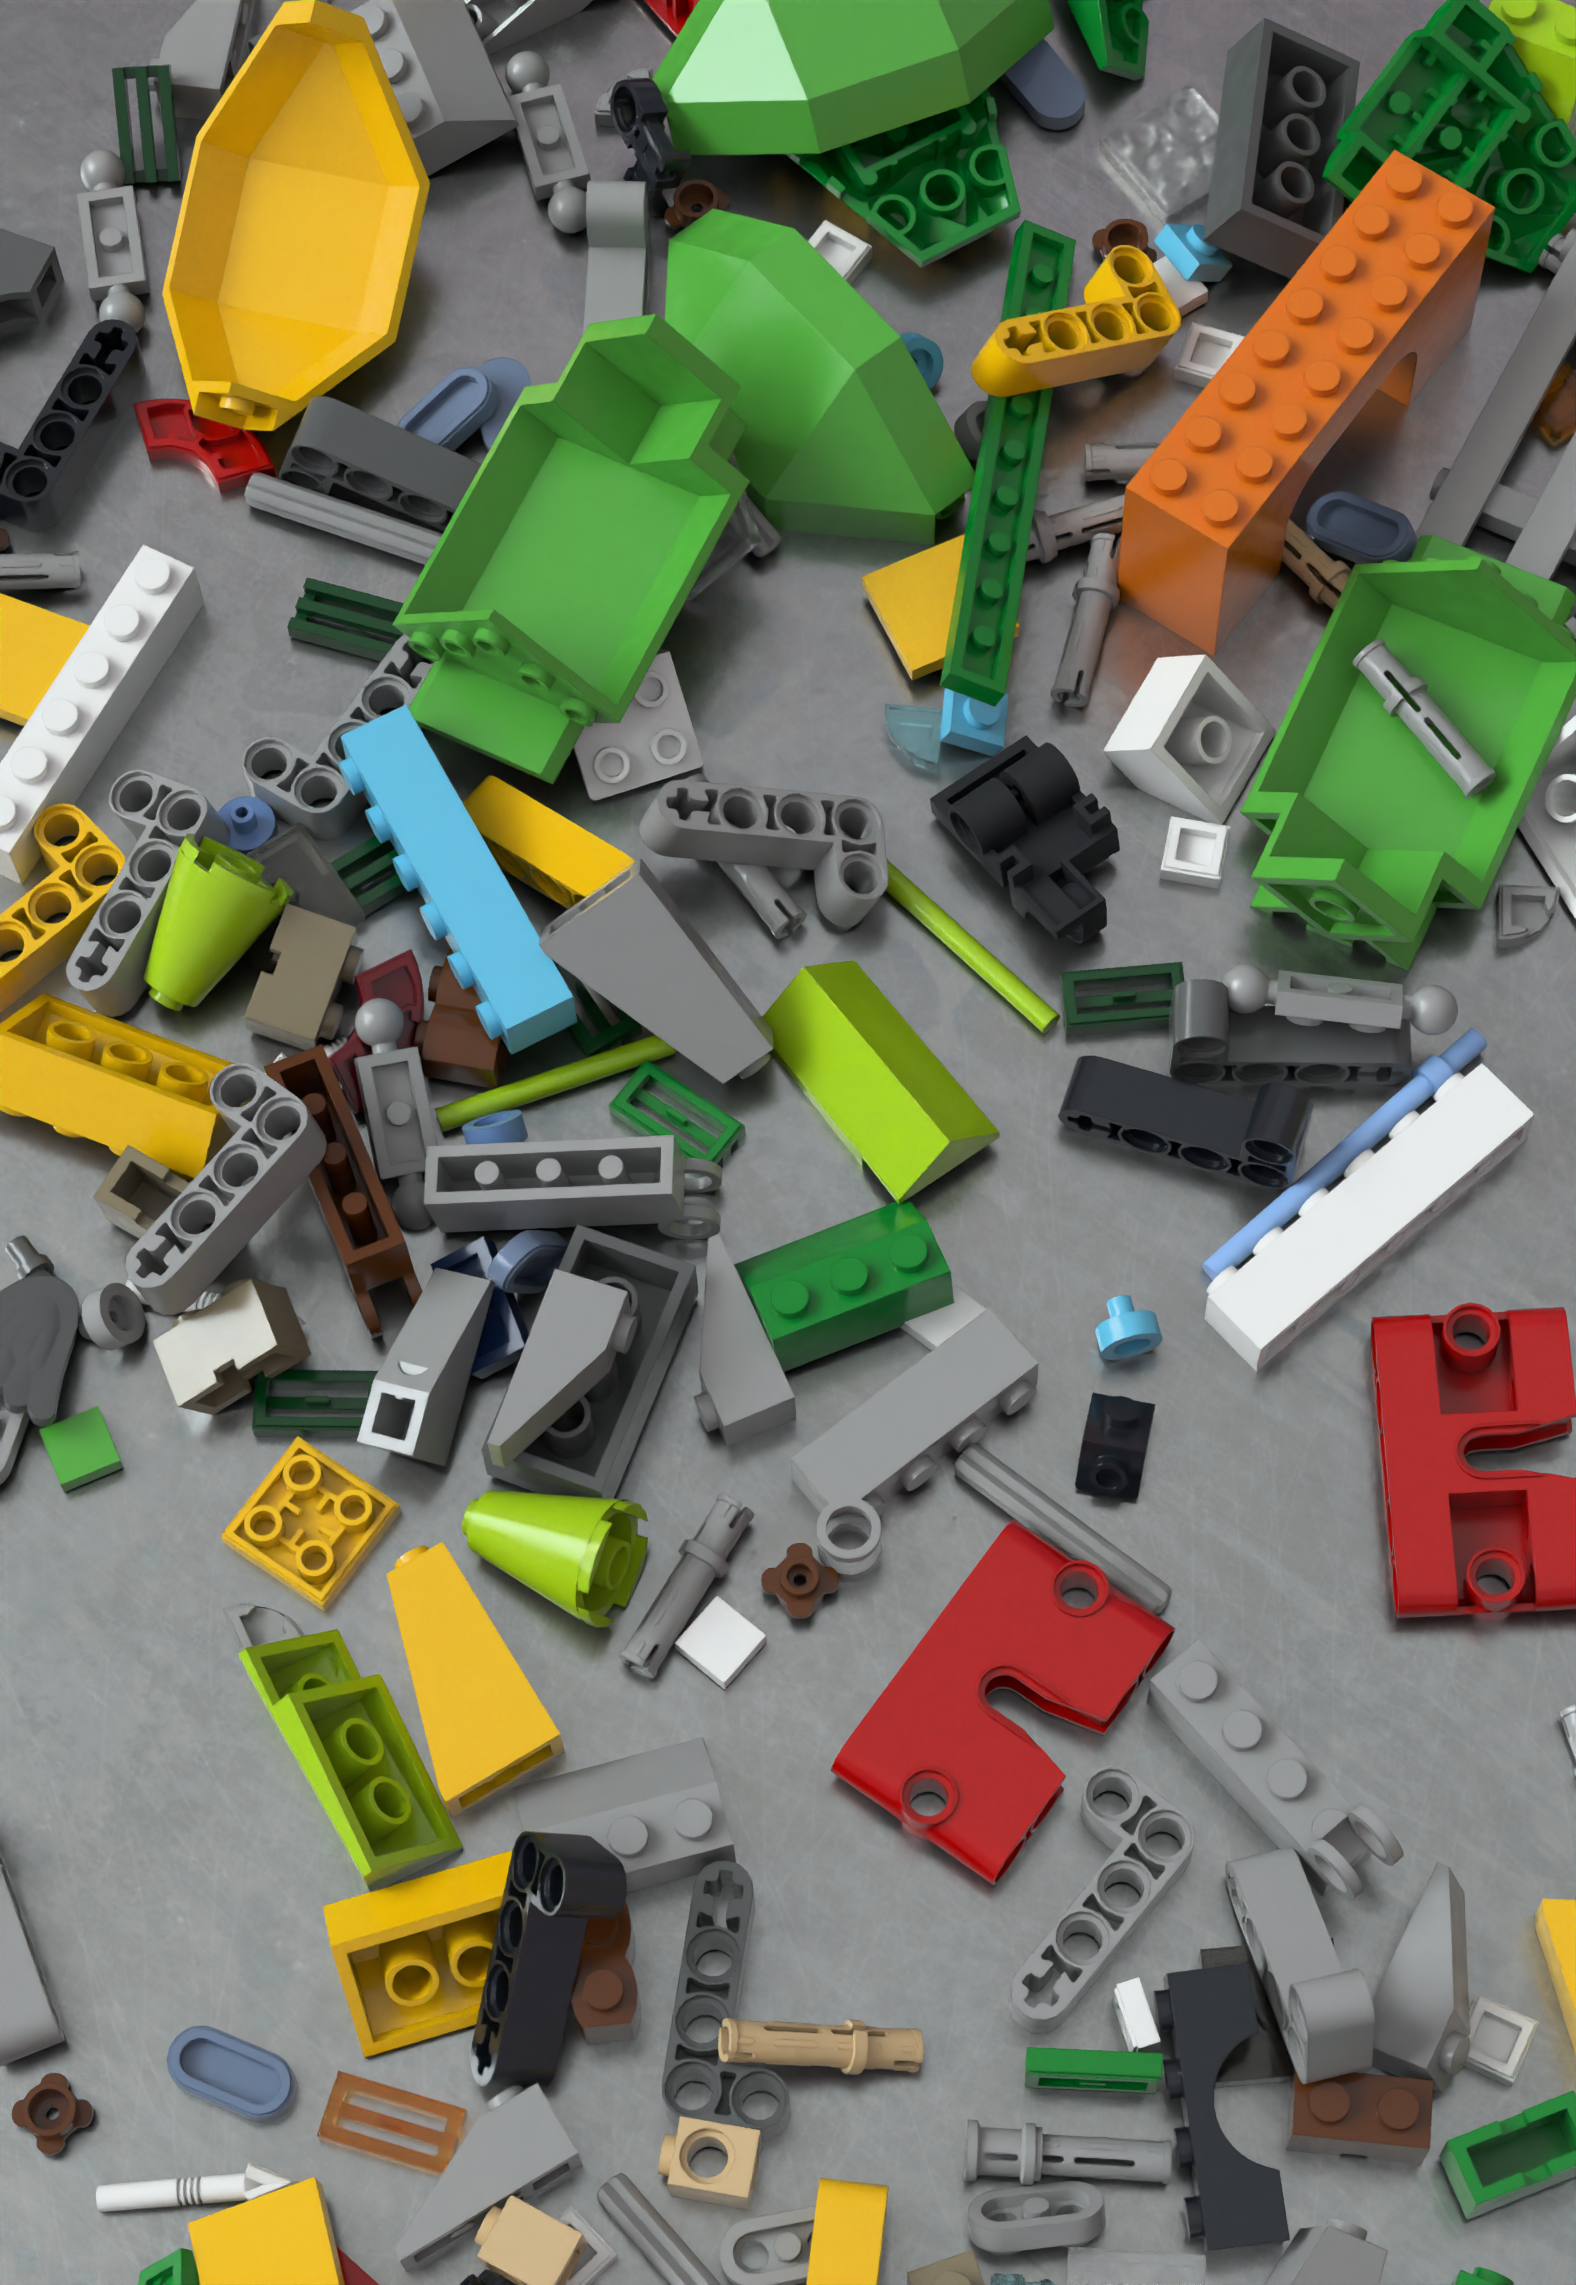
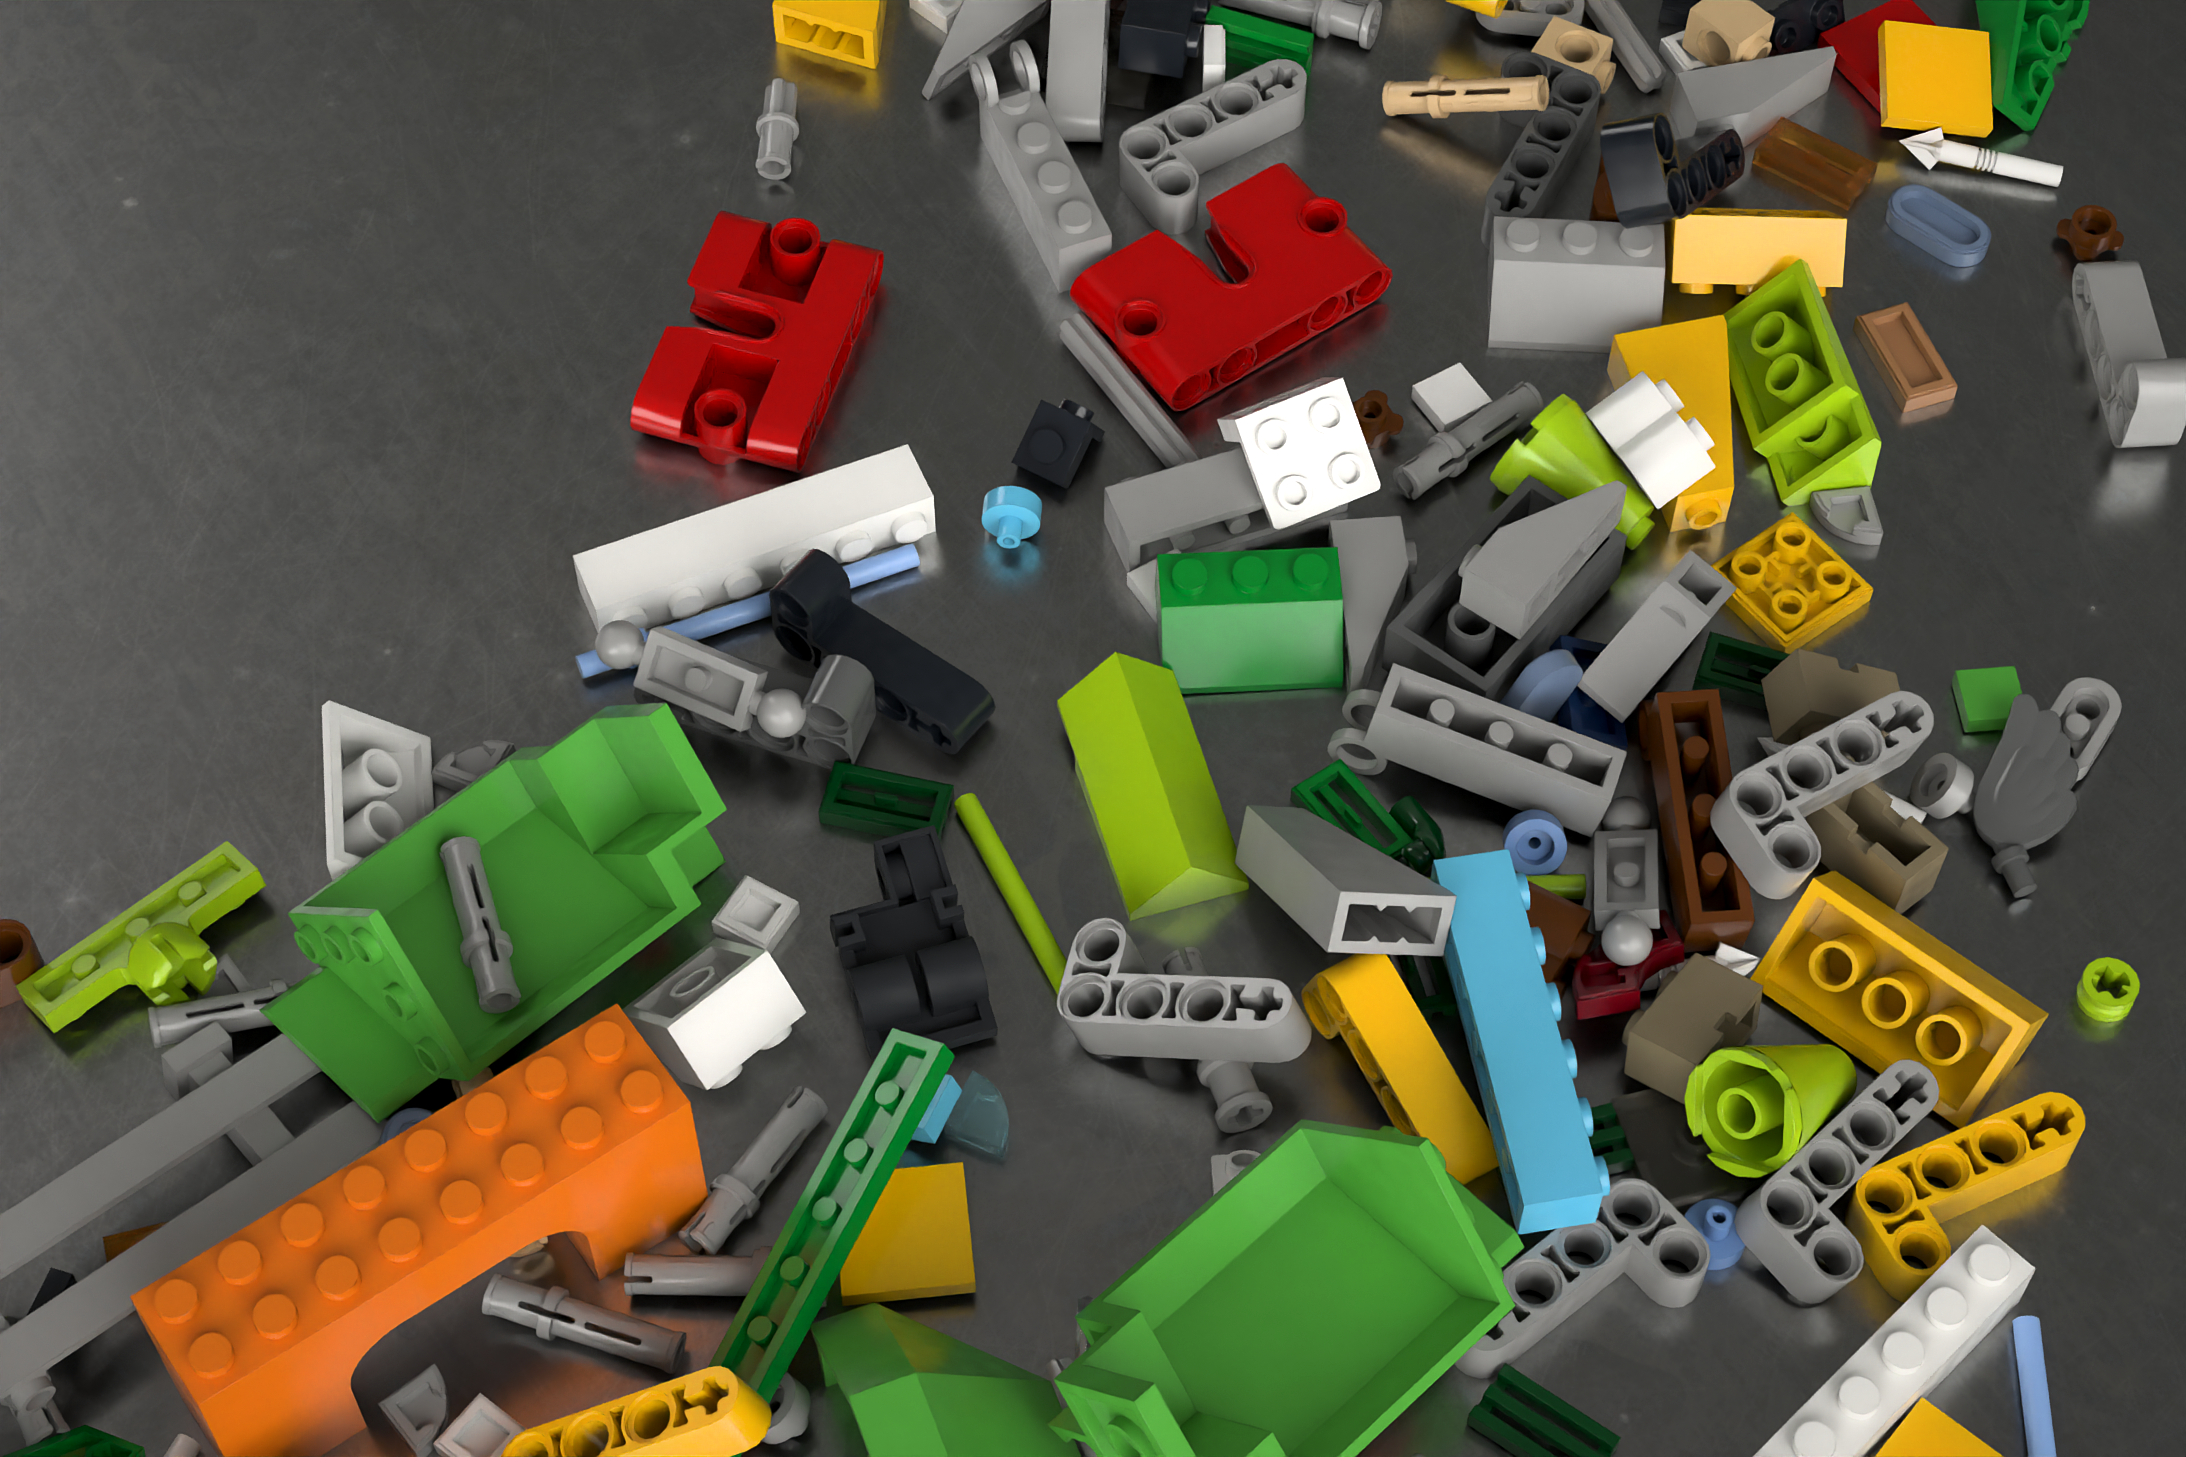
camera: 165 degrees left, 10 degrees down
(238, 1866) = (1905, 357): none -> medium nougat tile
(483, 1575) = (1652, 438): none -> white brick
(596, 1106) = (1426, 835): none -> dark green arm
(857, 1460) = (1304, 451): none -> white bracket

